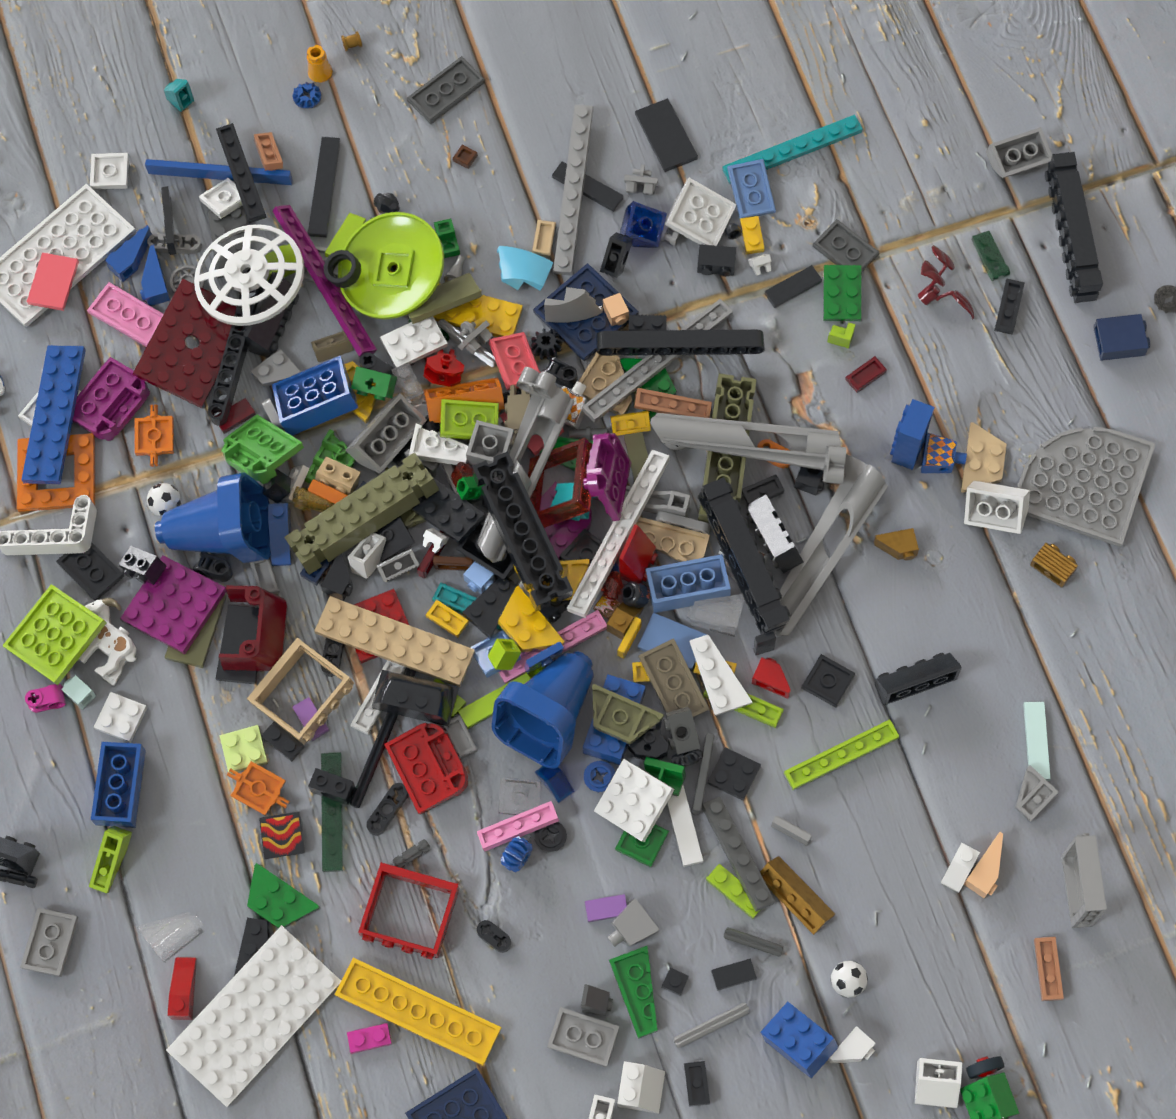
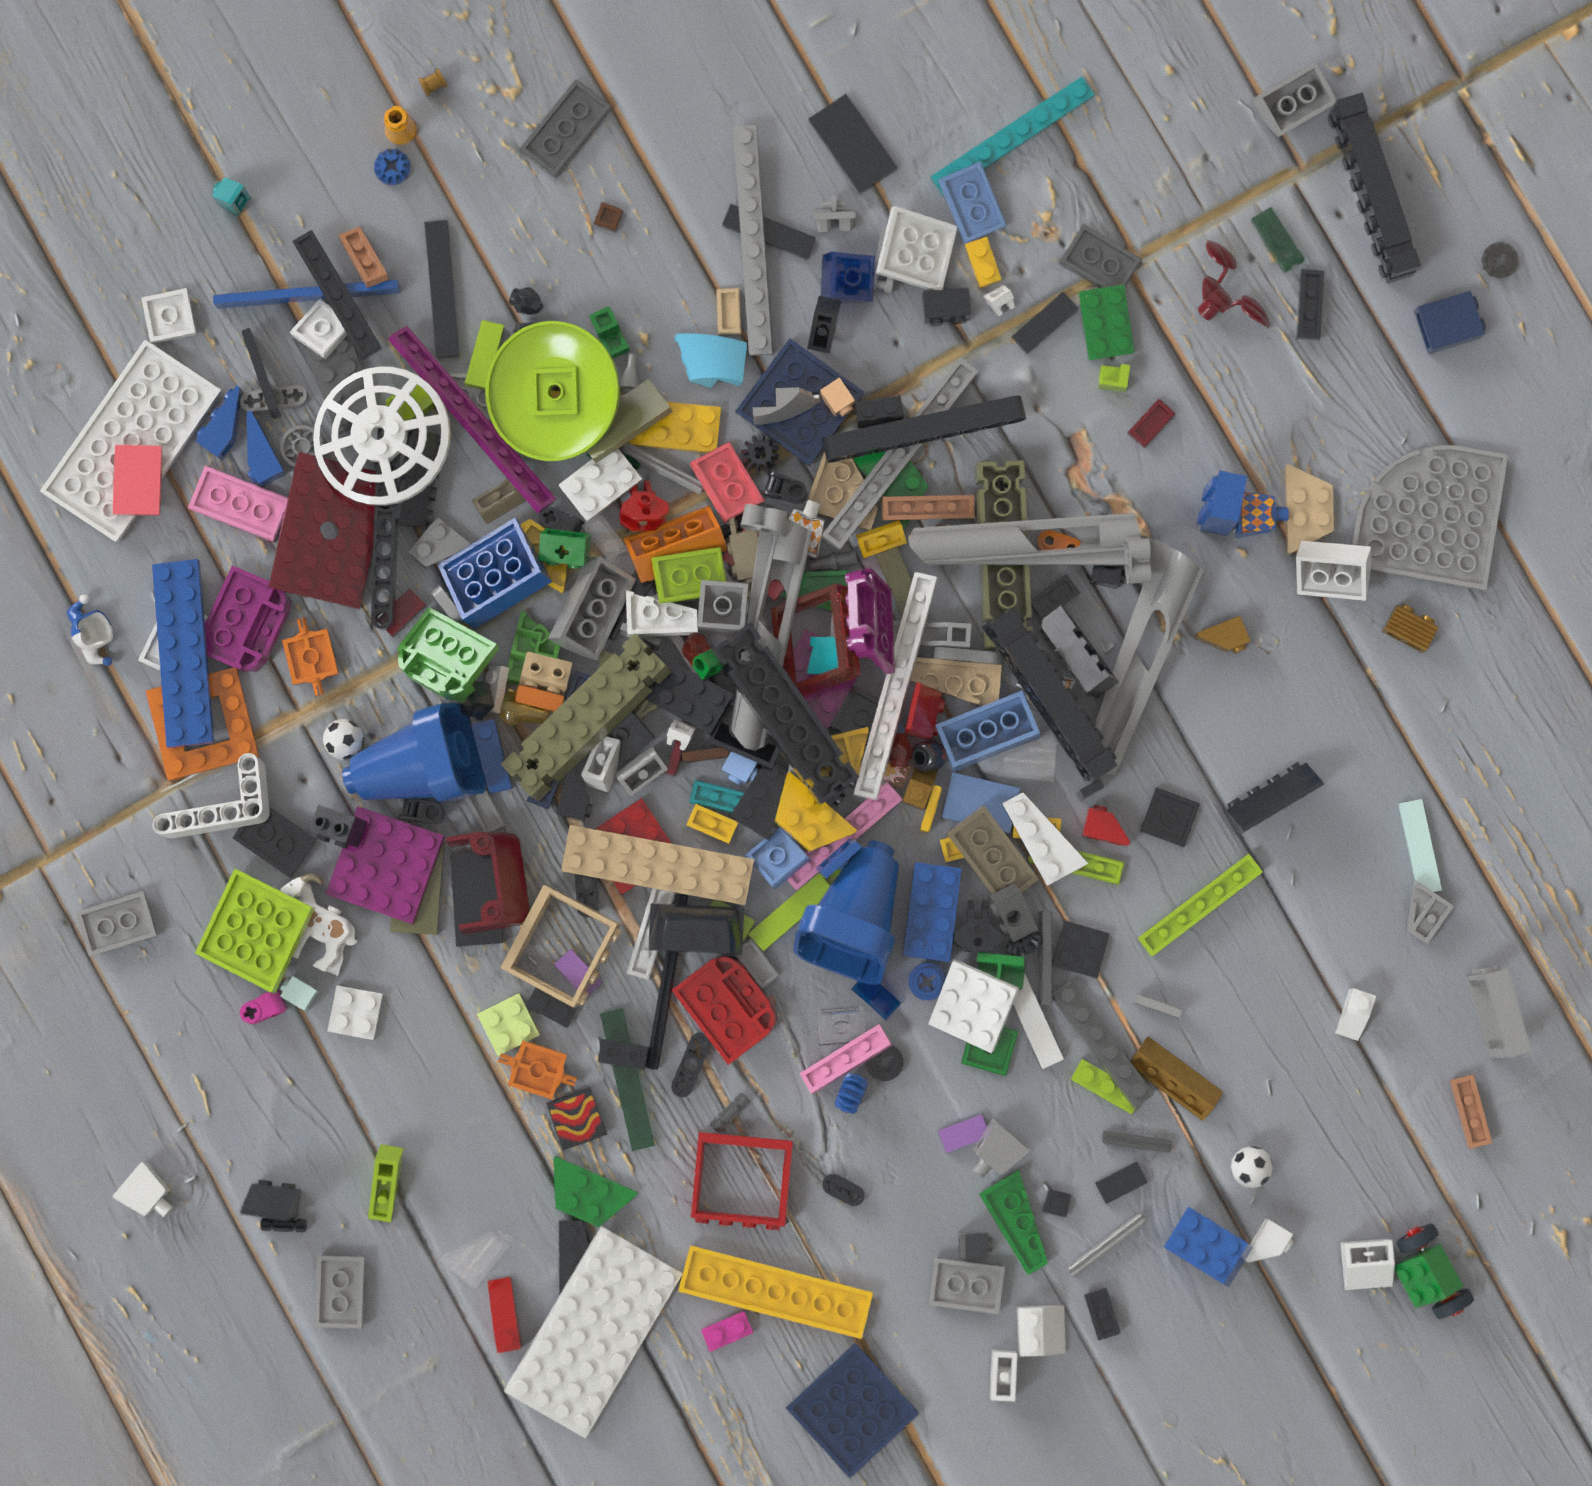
camera: 15 degrees left, 15 degrees up
(118, 784) = (374, 1096): blue brick -> none
(333, 260) = (476, 404): black tyre -> none
(470, 342) = (677, 455): light grey hips -> none
(504, 654) = (790, 860): lime panel -> none
(621, 716) = (941, 913): olive wing -> none
(733, 231) = (959, 261): black hinge -> none
(986, 872) = (1385, 1013): light nougat slope -> none

